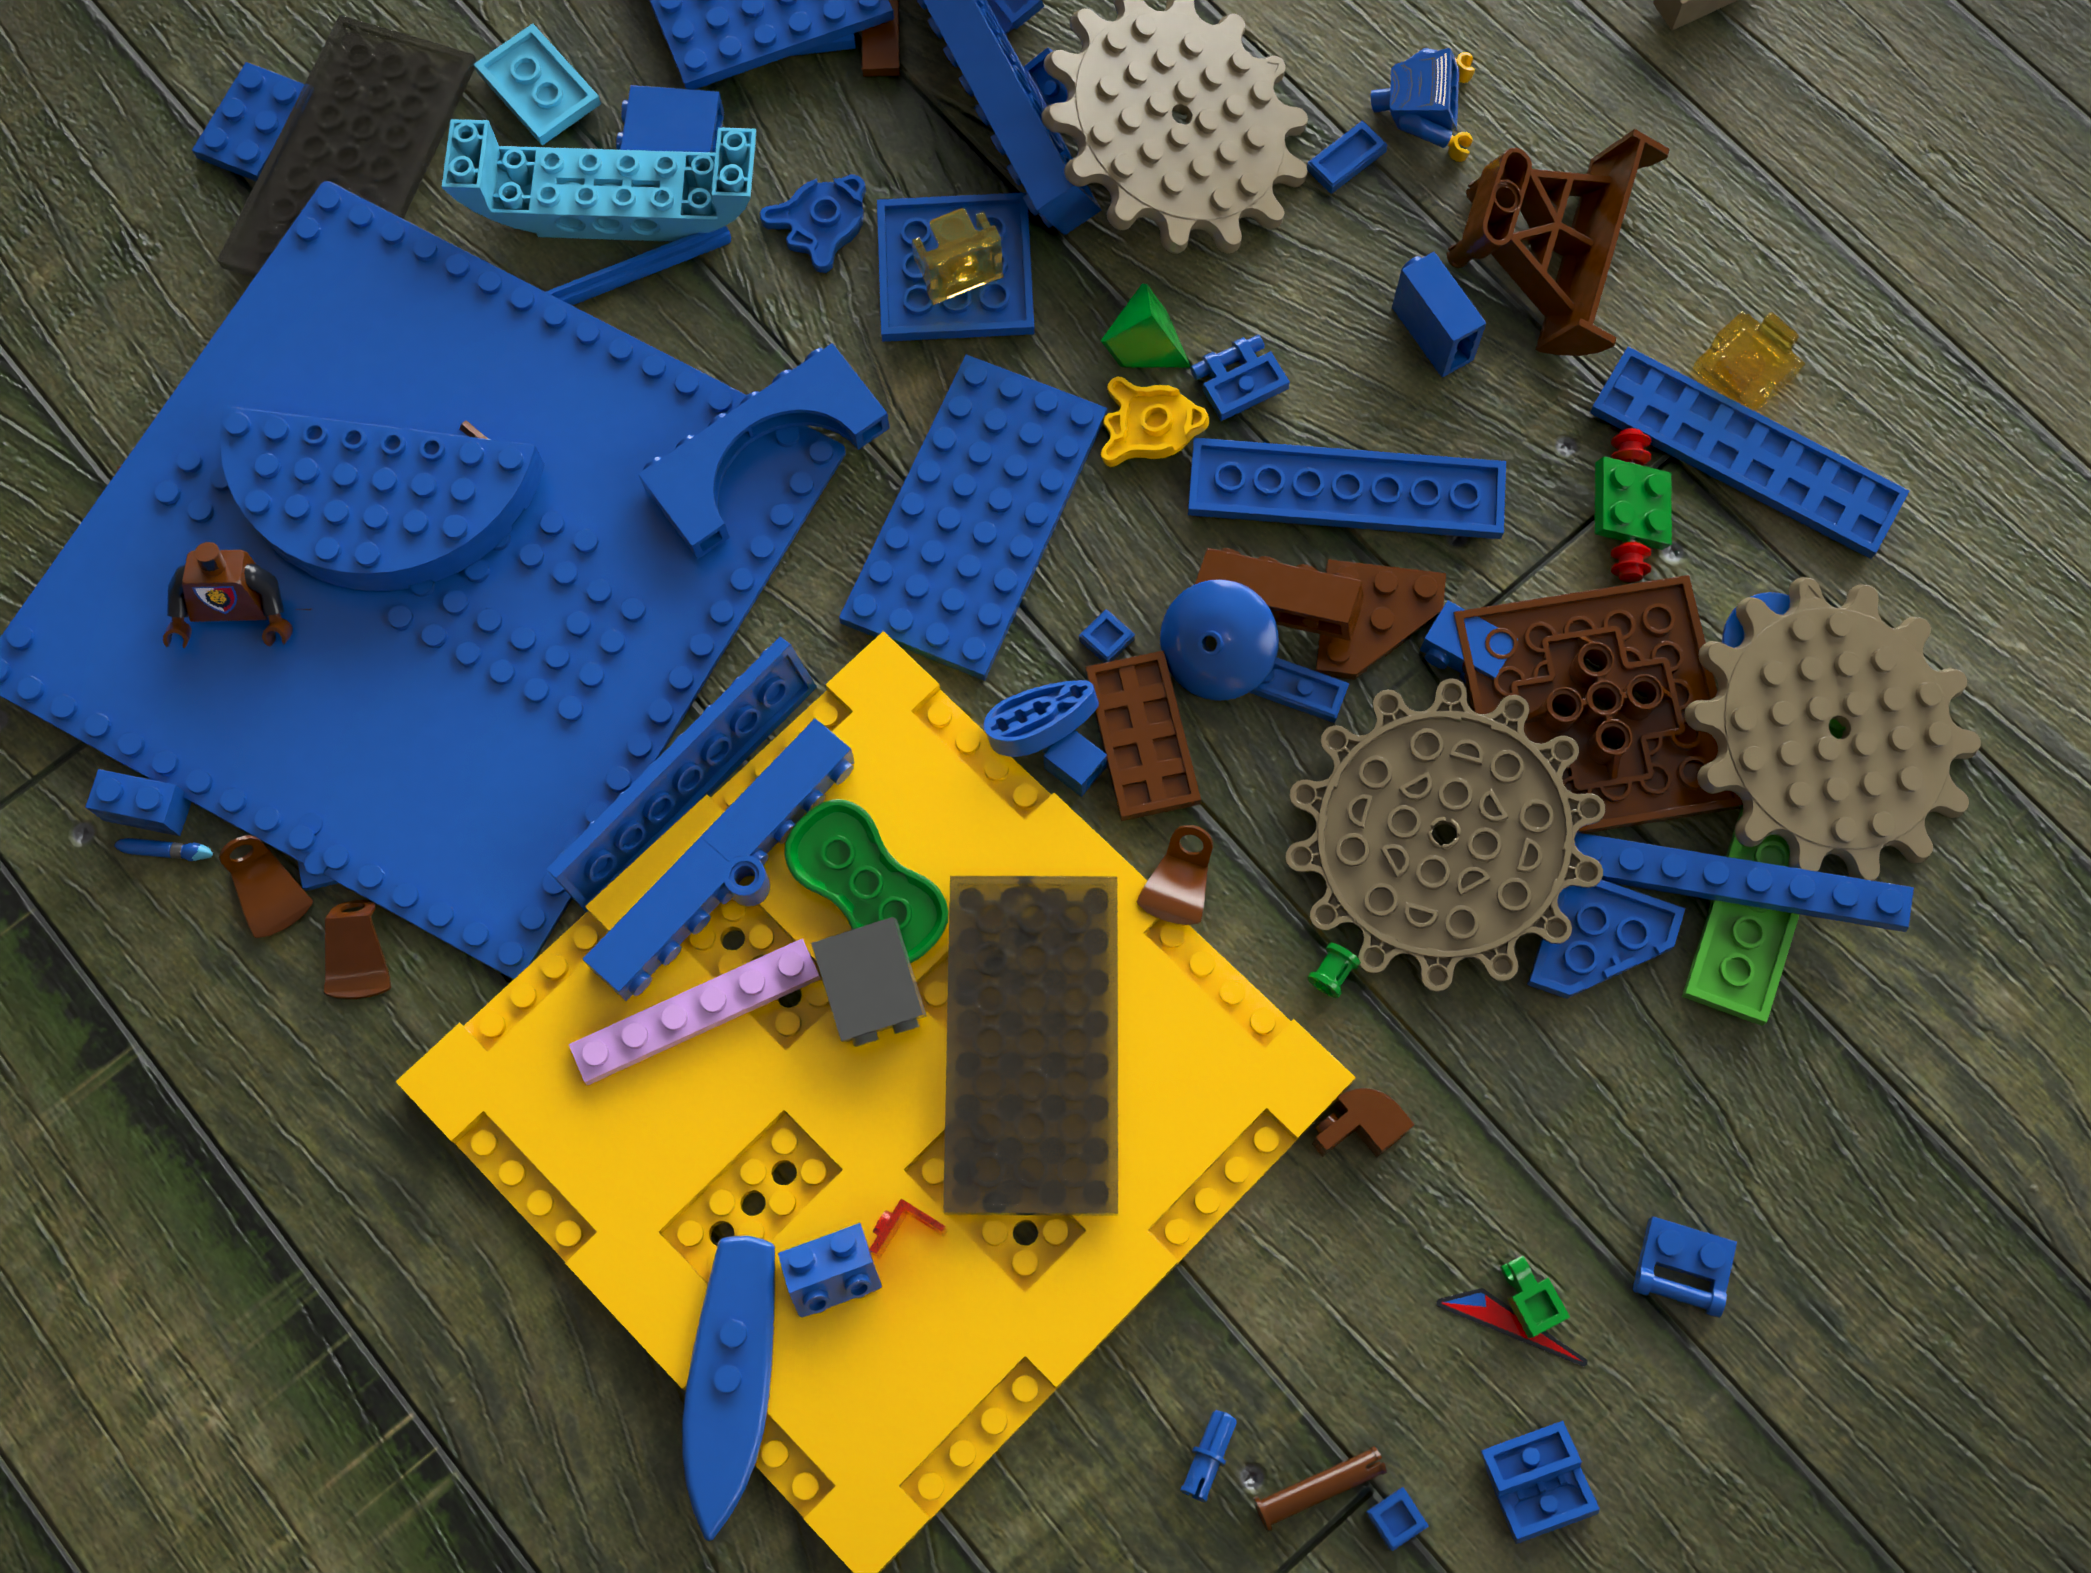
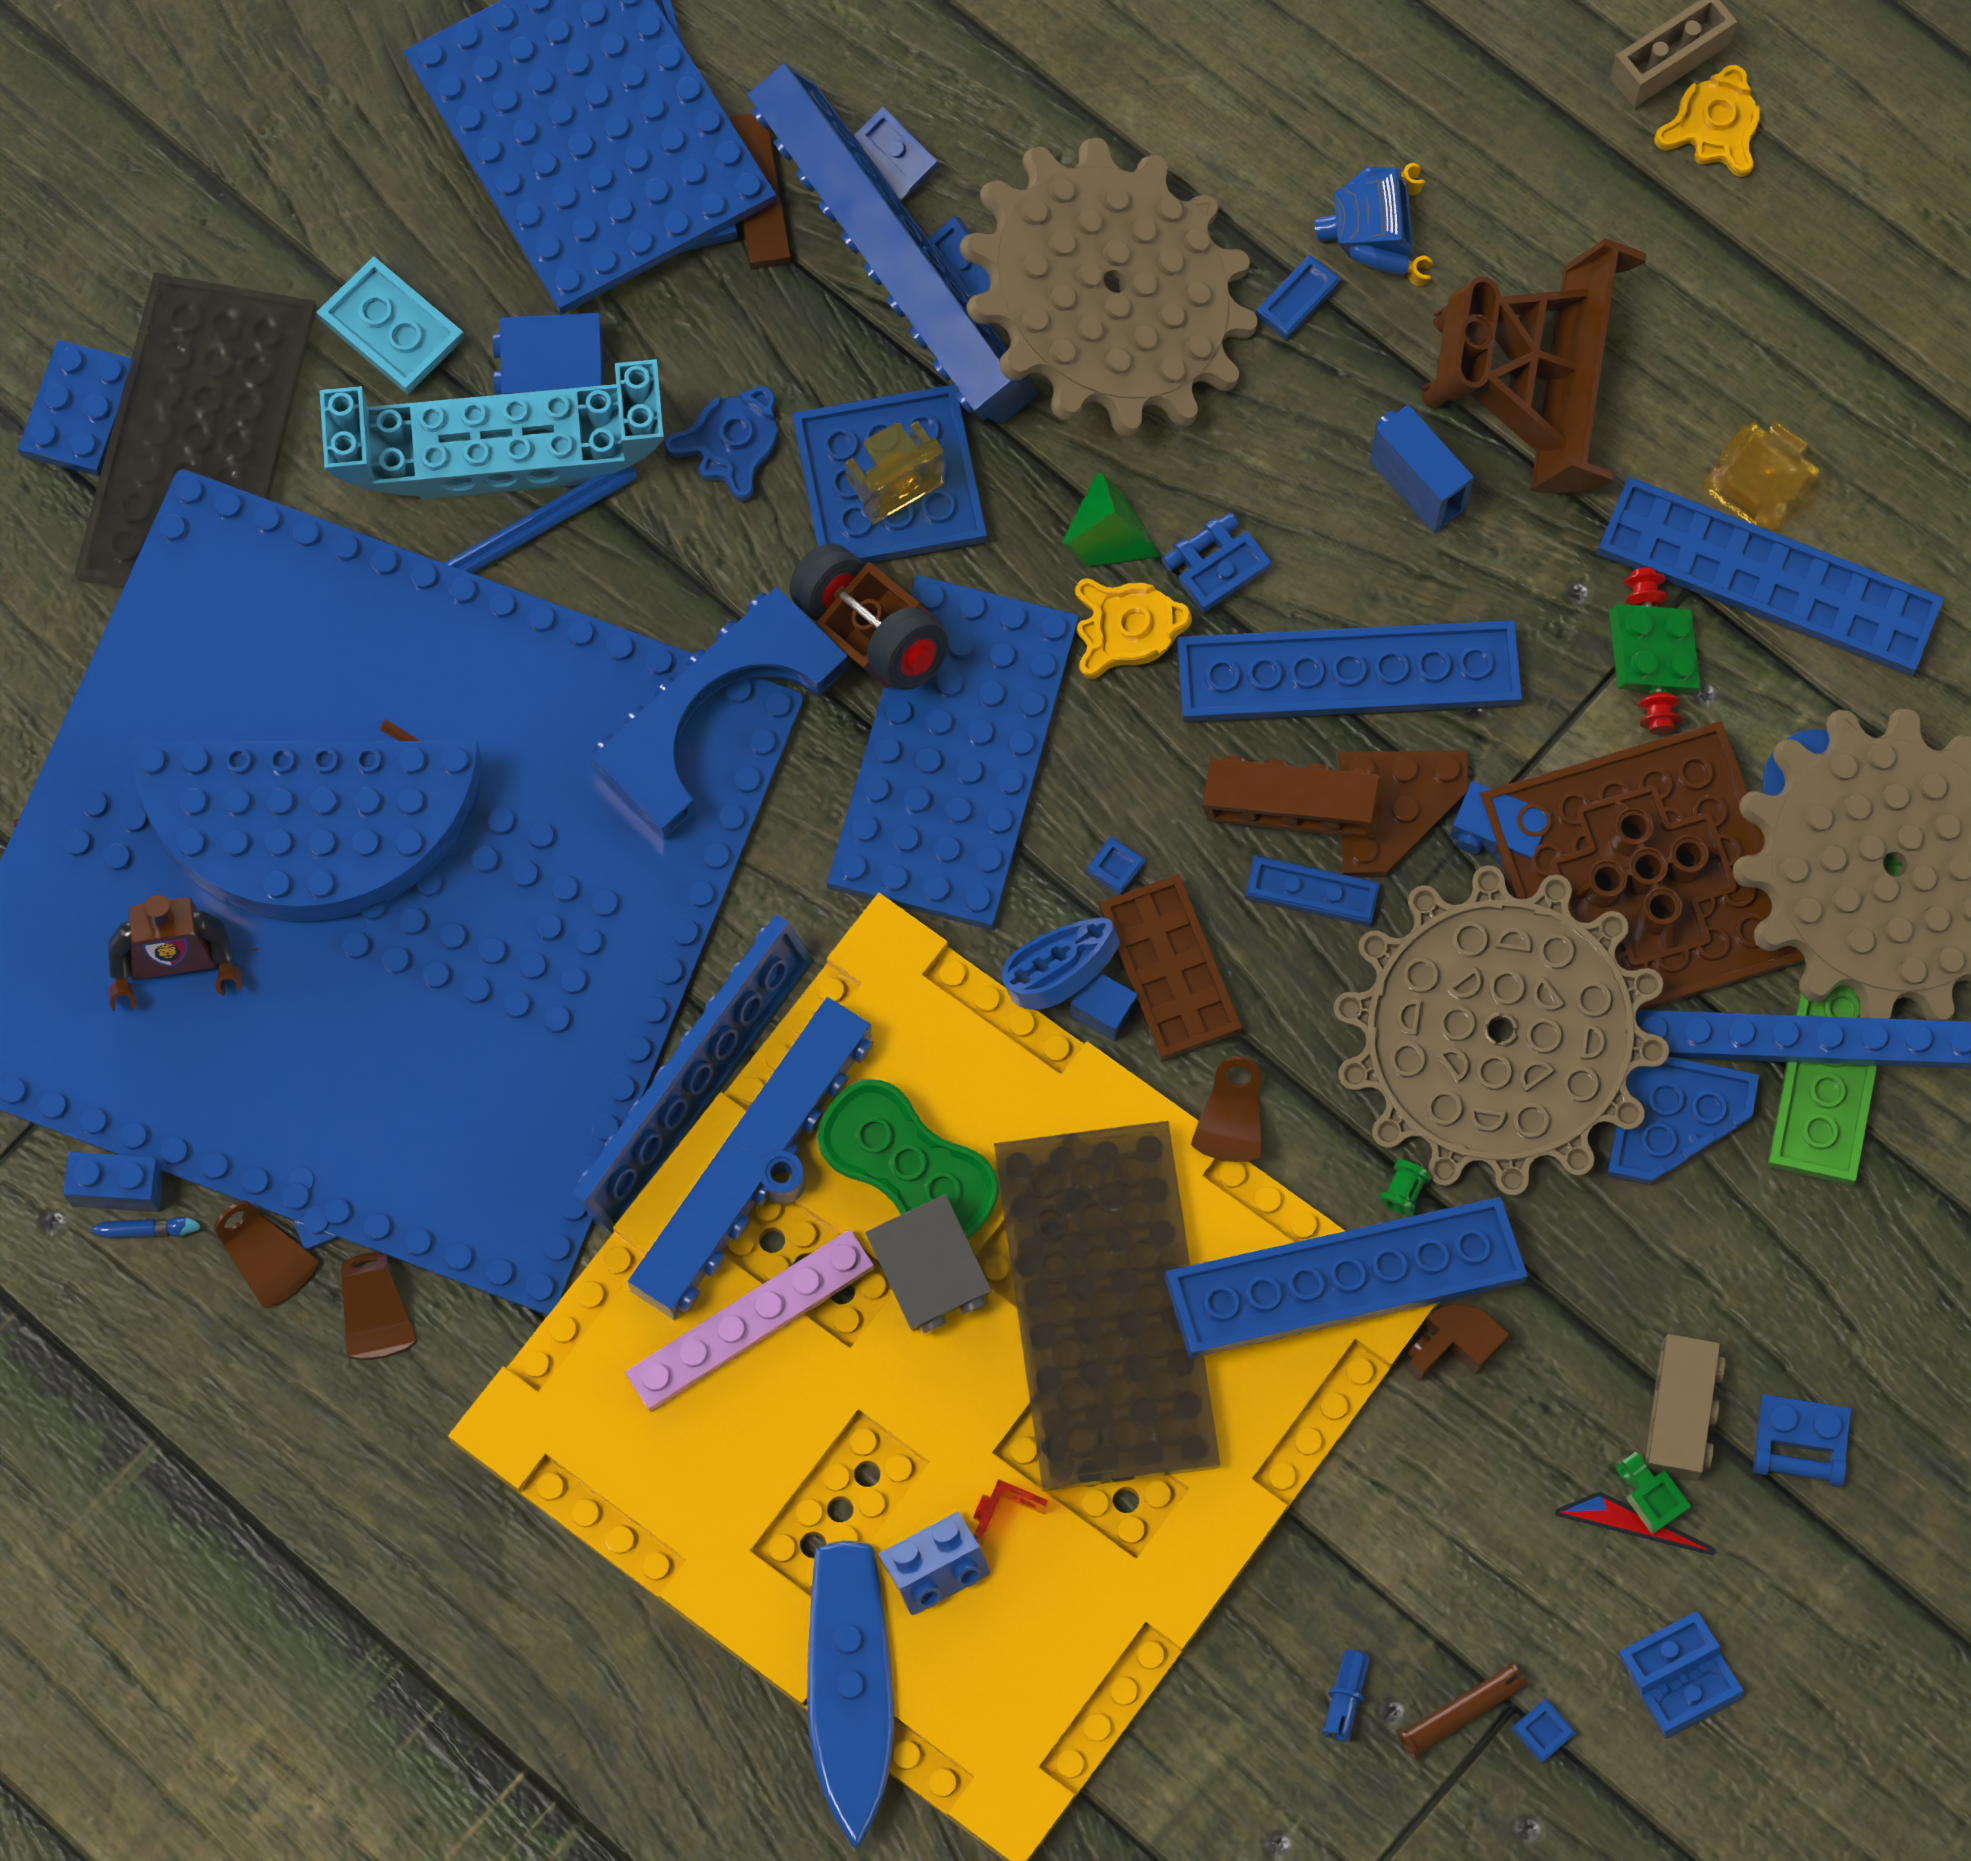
camera: 10 degrees left, 0 degrees up
(913, 381) = (869, 617): none -> brick
(1243, 633) = (1258, 839): blue dish -> none
(1263, 1048) = (1345, 1277): none -> blue plate
(1574, 1218) = (1684, 1407): none -> dark tan brick
(1745, 50) = (1716, 120): none -> yellow tile

